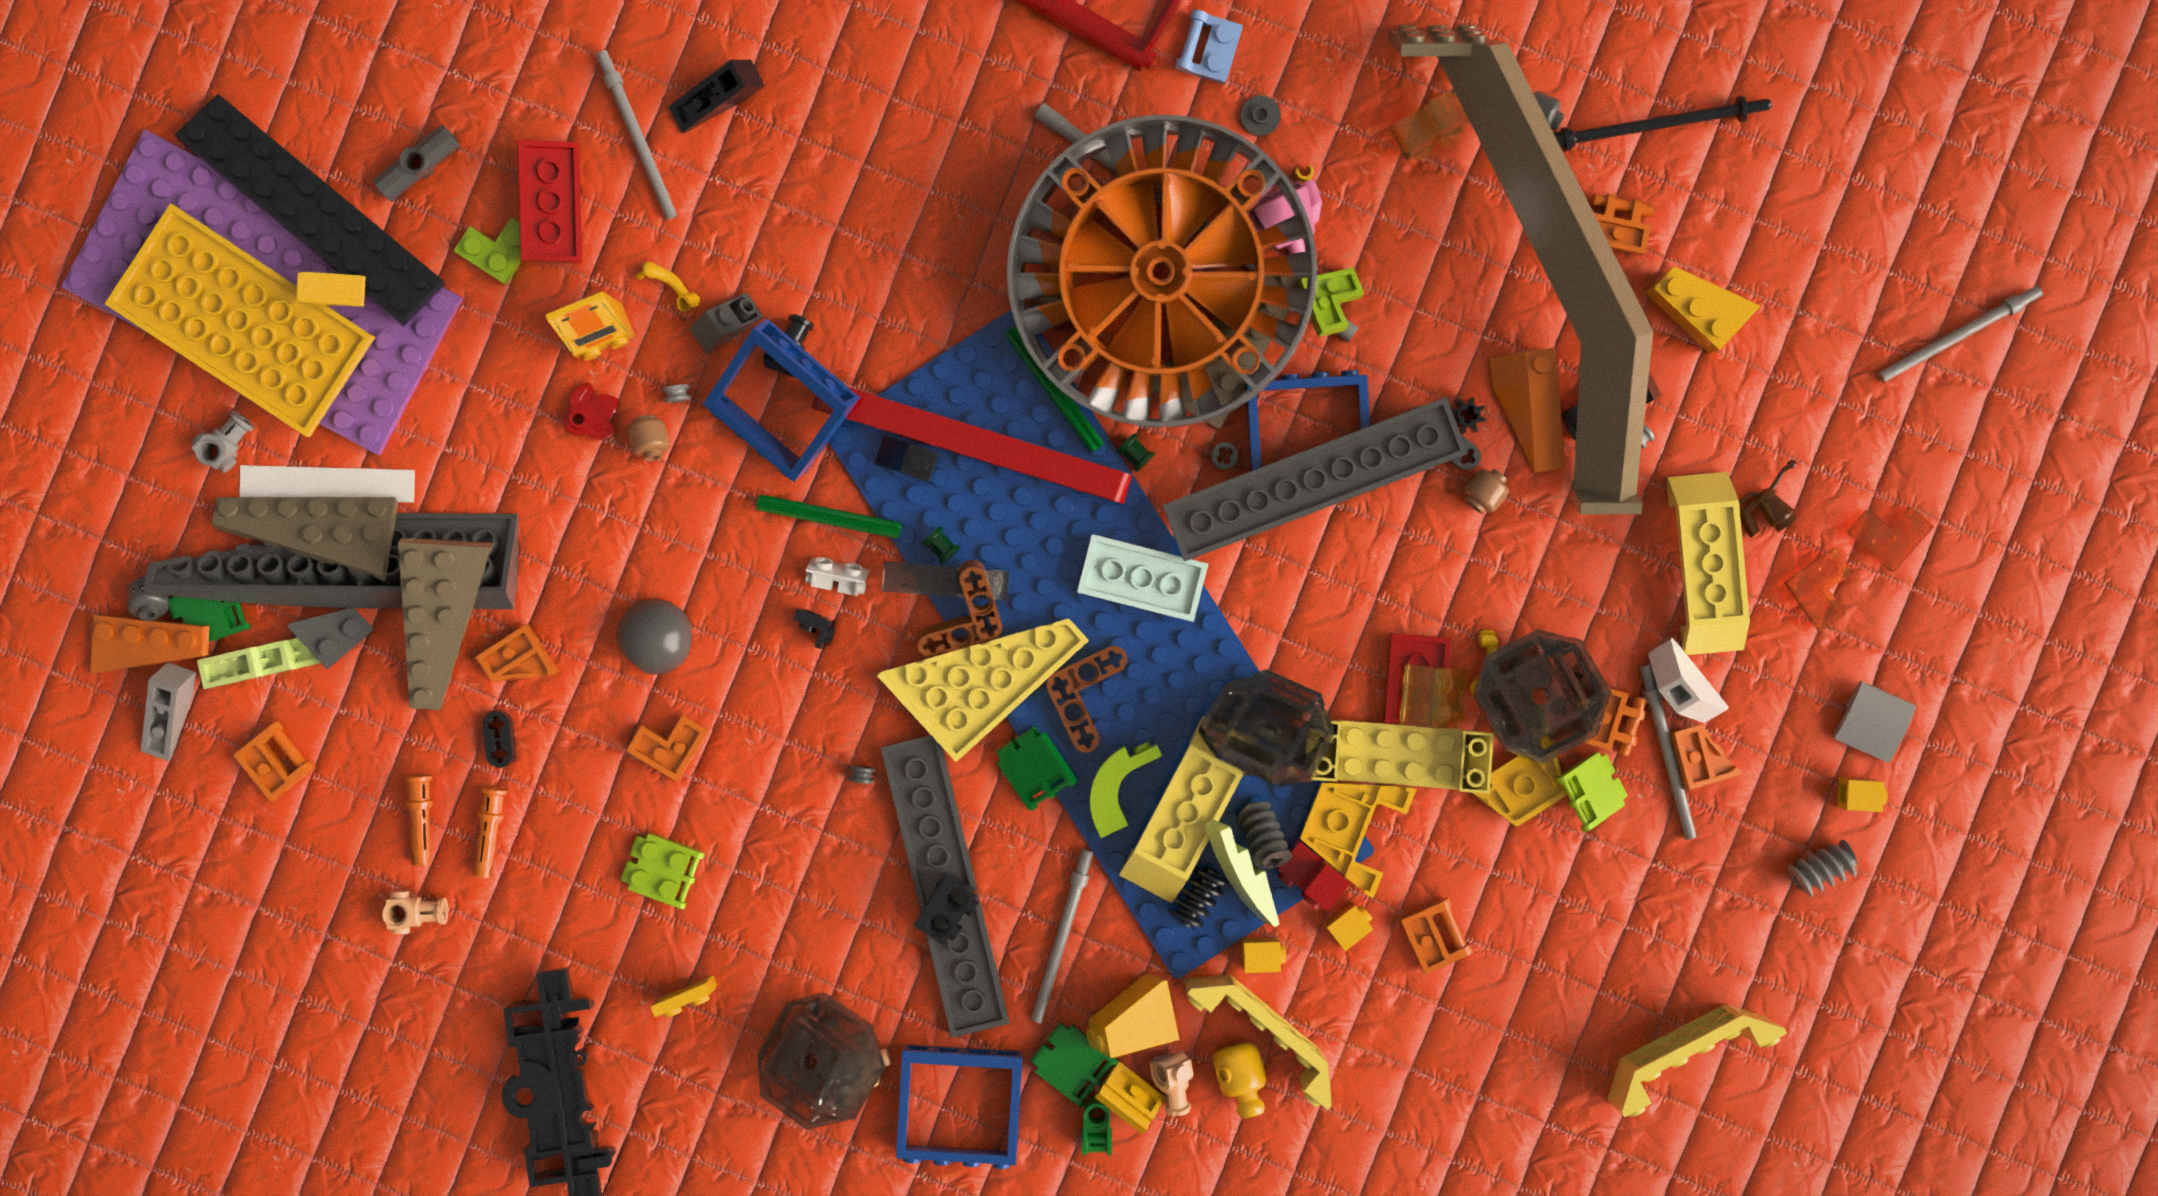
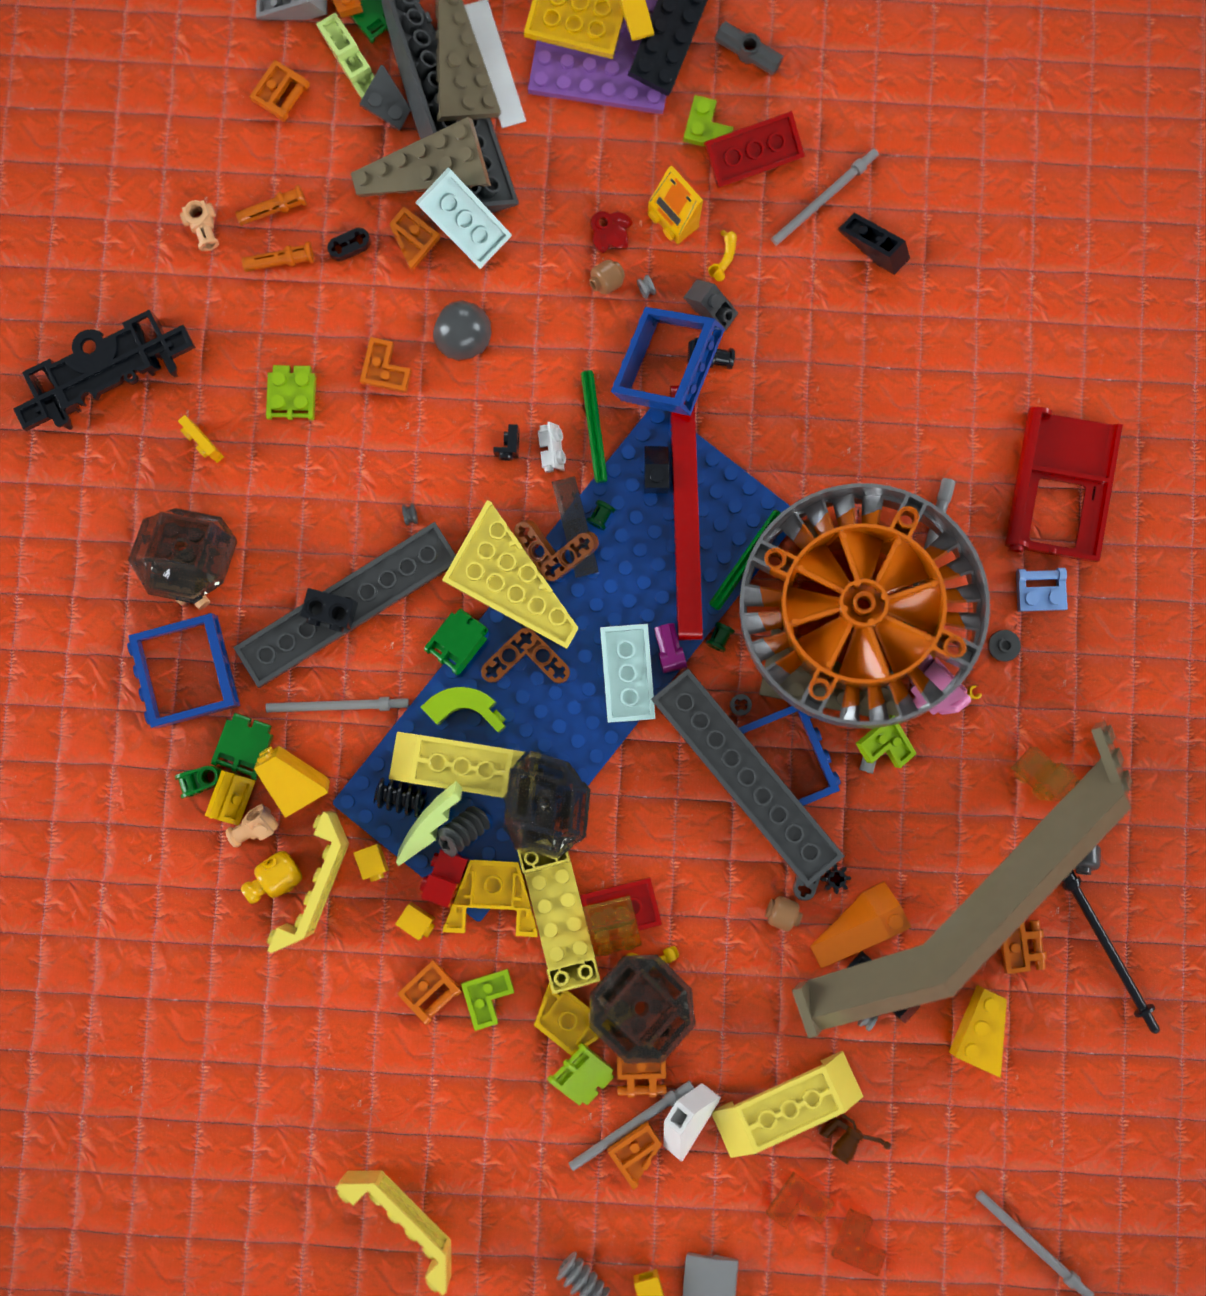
camera: 75 degrees right, 5 degrees down
(520, 589) = (463, 218): none -> light aqua plate
(1136, 518) = (671, 654): none -> magenta piece
(1456, 875) = (481, 992): none -> lime plate

